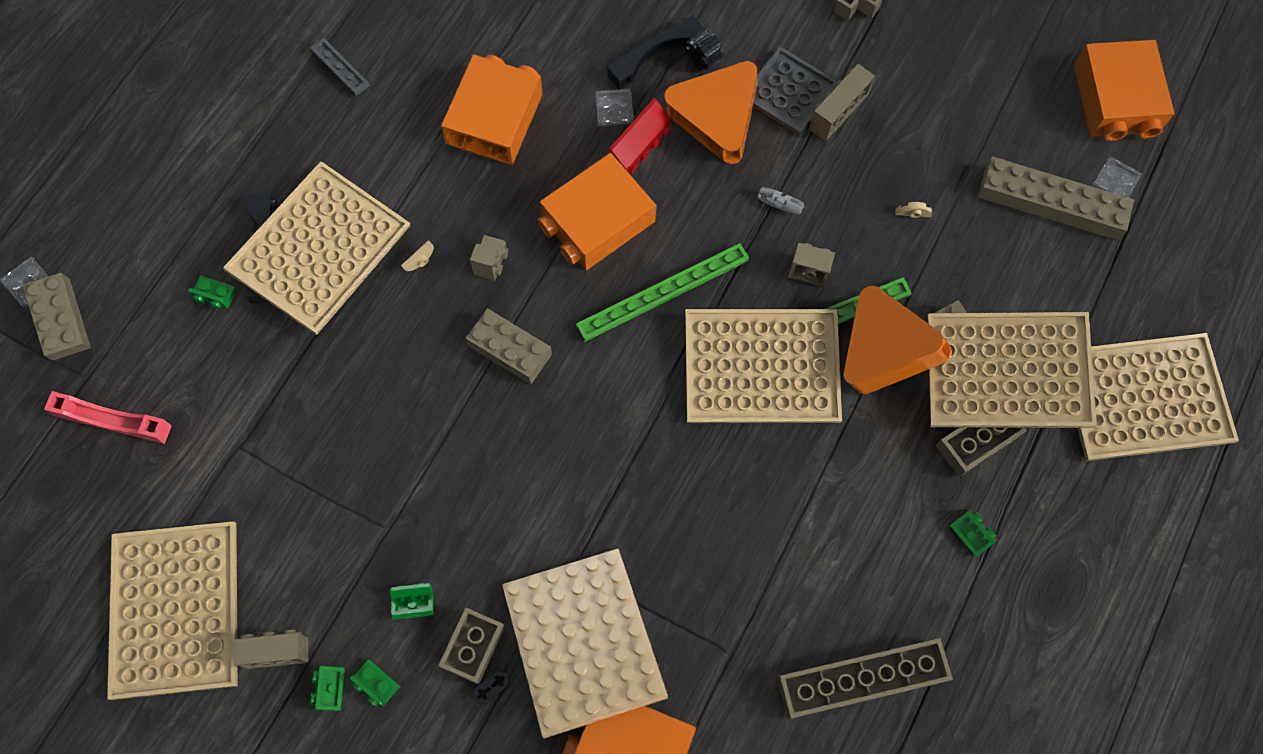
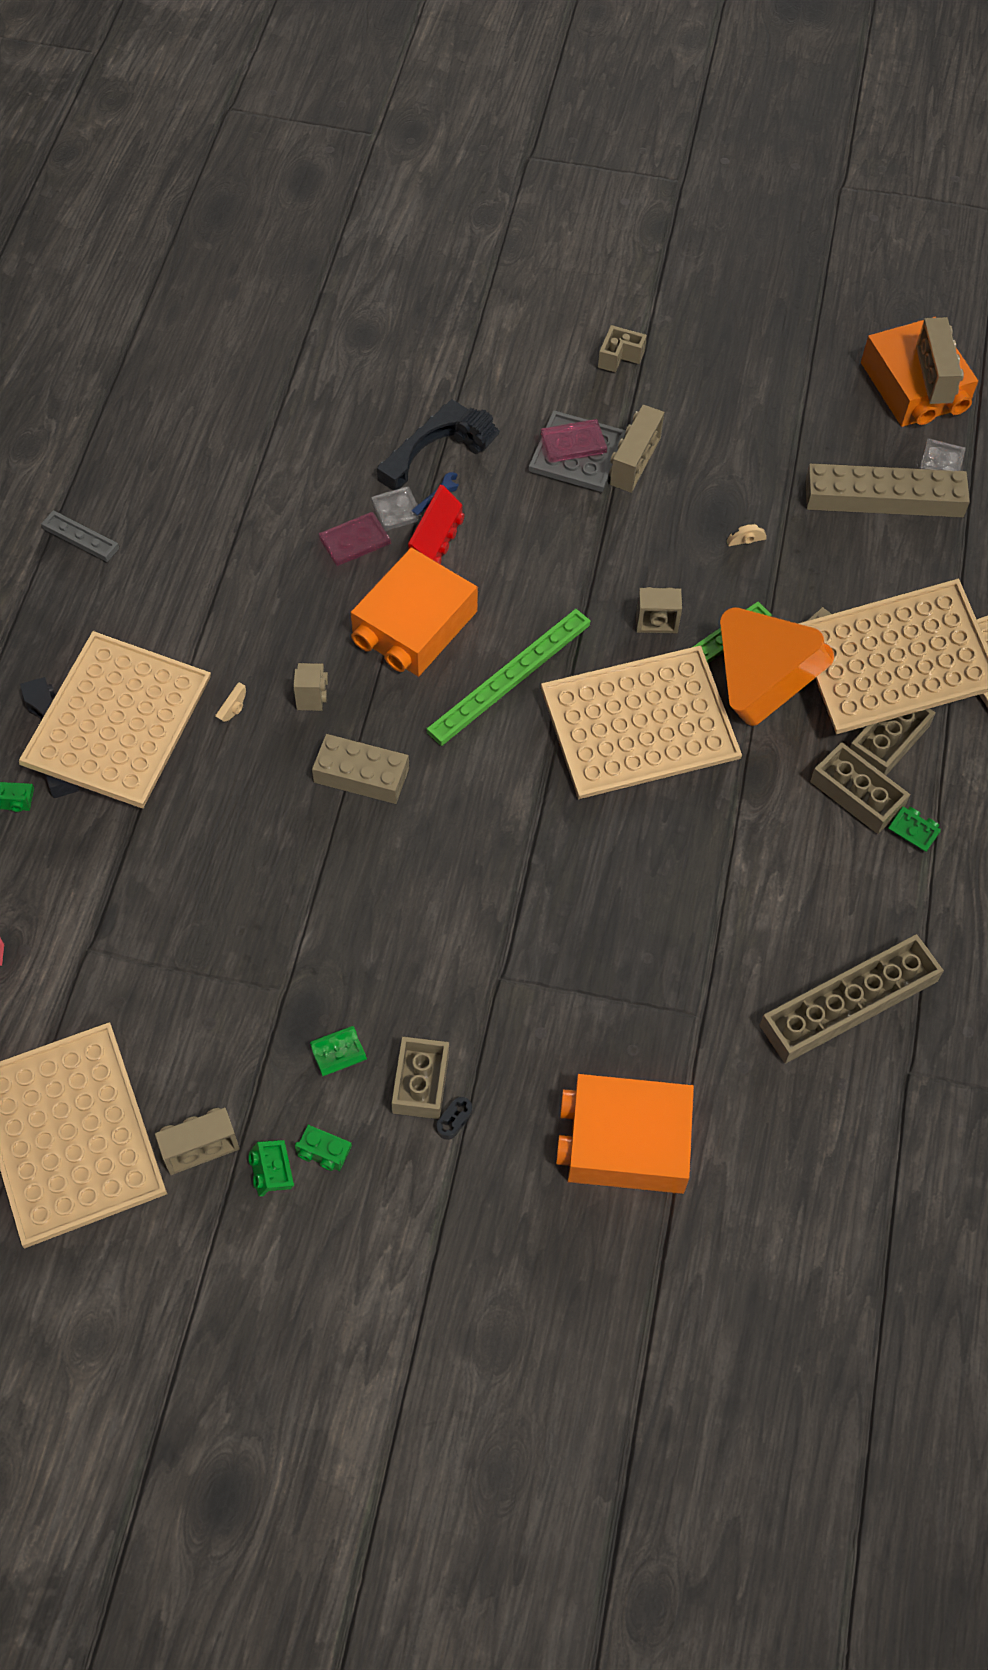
camera: 15 degrees left, 10 degrees down
(492, 108) = (266, 538): orange brick -> none
(570, 126) = (354, 538): none -> clear pink tile
(583, 643) = (542, 1038): tan plate -> none
(660, 98) = (447, 482): none -> dark blue piece
(716, 108) = (507, 483): orange brick -> none
(780, 201) = (604, 558): light grey hinge -> none
(788, 80) = (573, 440): none -> clear pink tile
(936, 481) = (859, 788): none -> dark tan brick
(1143, 87) = (939, 360): none -> dark tan brick

